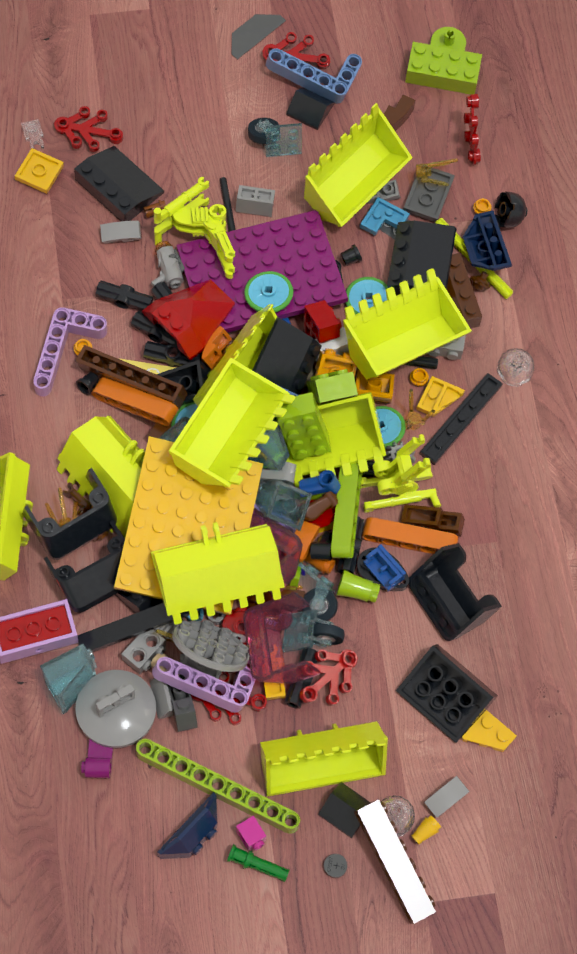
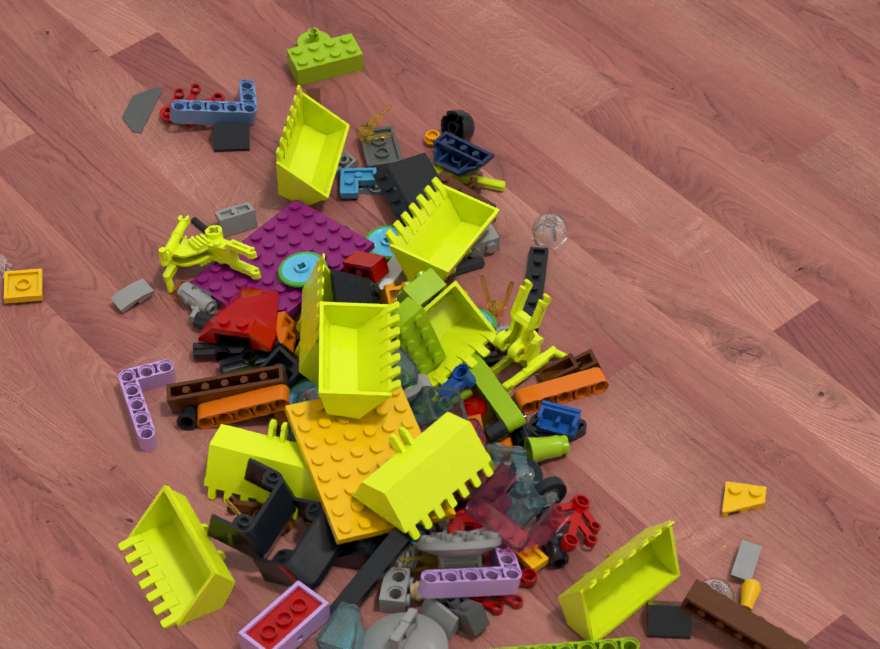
camera: 25 degrees left, 20 degrees down
(79, 345) = (160, 395): light orange plate -> none
(86, 129) = (25, 243): red plant -> none
(117, 183) = (101, 264): black slope -> none
(123, 296) = (171, 339): black piece -> none
(149, 210) = (150, 265): dark orange pin -> none
(276, 138) = (221, 165): clear light blue plate -> none
(320, 505) = (470, 396): reddish brown piece -> none
(351, 255) = (350, 218): black piece -> none
(419, 377) = (473, 276): light orange plate -> none
(438, 396) = (500, 278): yellow wing -> none
(446, 692) = (683, 484): black slope -> none
(447, 595) = (628, 416): black windscreen -> none
(470, 136) = (385, 84): red plant -> none

